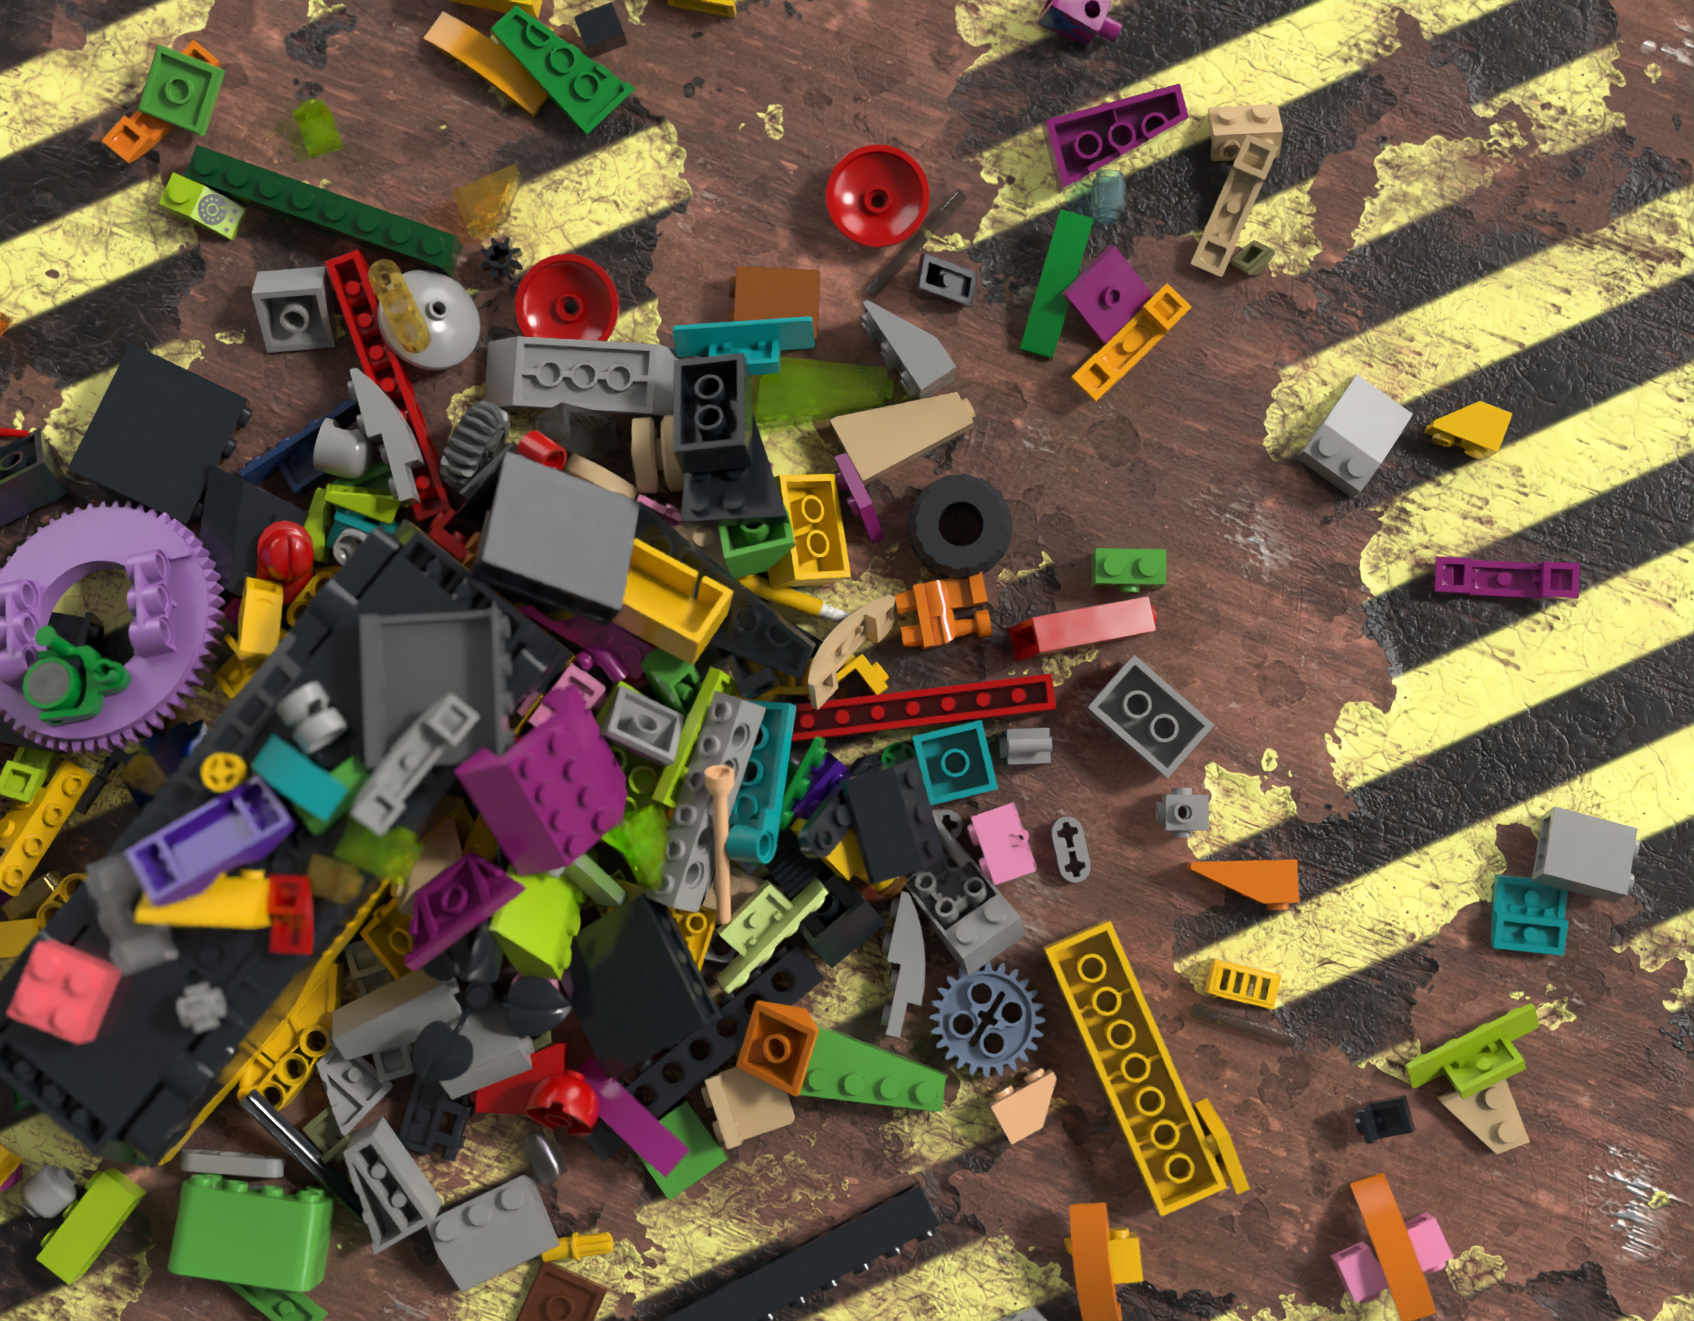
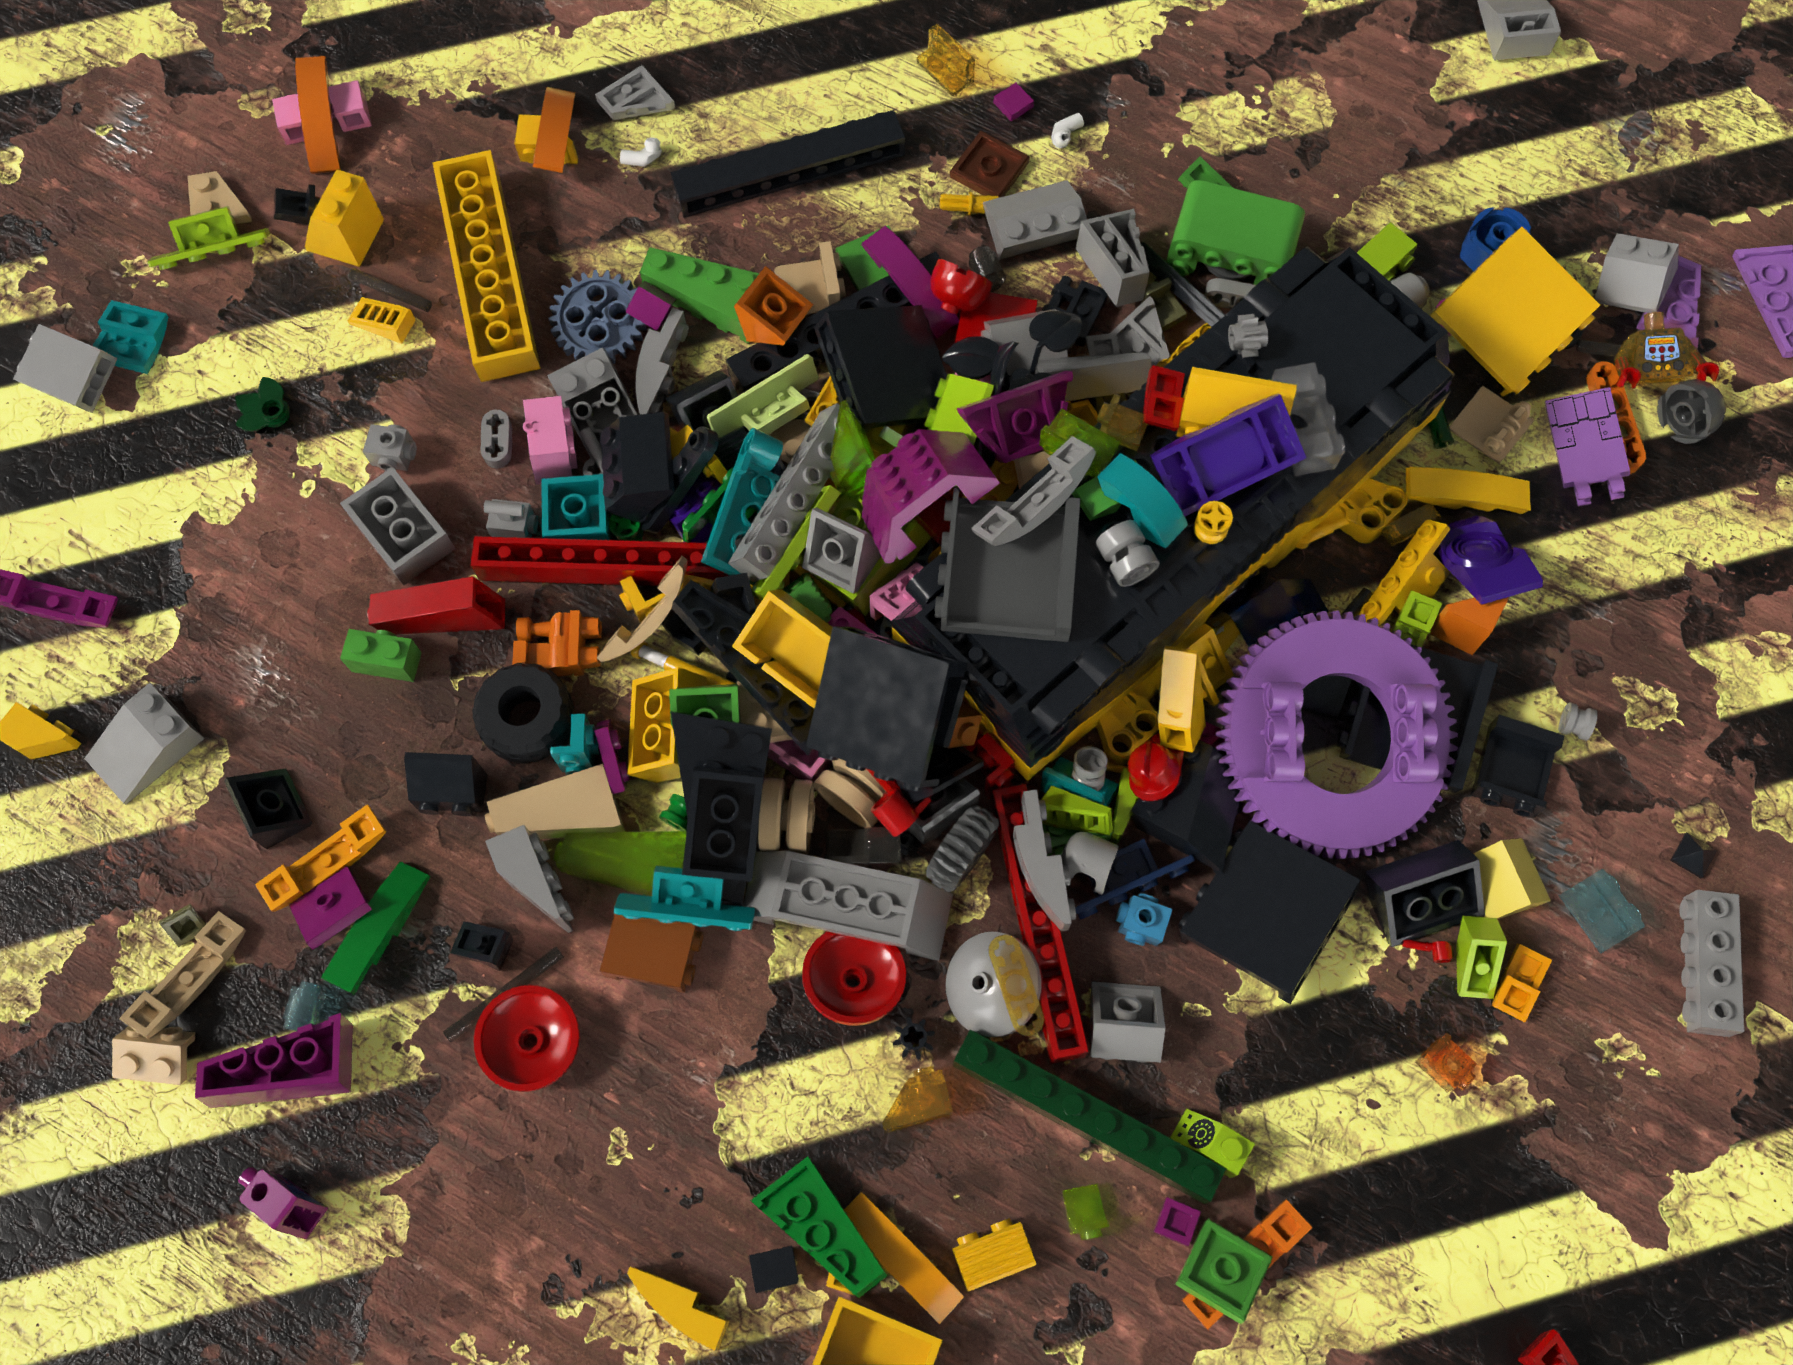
camera: 175 degrees left, 15 degrees down
(61, 688) = (1373, 668): green piece -> none
(65, 991) = (1368, 363): coral brick -> none
(230, 131) = (1177, 1222): none -> magenta plate
(286, 407) = (1154, 916): none -> dark azure brick
(398, 74) = (993, 1255): none -> yellow brick
(601, 658) = (865, 621): magenta arm -> none
(719, 781) = (776, 488): light nougat piece -> none
(777, 446) = (676, 813): none -> green wheel
(885, 499) = (582, 747): none -> teal bracket
(923, 1038) = (650, 305): none -> magenta panel
(982, 1257) = (643, 157): none -> white arm
(1022, 436) = (445, 783): none -> black slope
(1024, 1107) = (582, 251): light nougat slope -> none
(1201, 390) = (268, 806): none -> black slope
(1222, 1146) = (431, 202): yellow wing -> none
(1259, 880) = (341, 390): orange slope -> none
(1319, 1098) = (344, 220): none -> yellow slope
(1351, 849) = (259, 407): none -> dark green plate

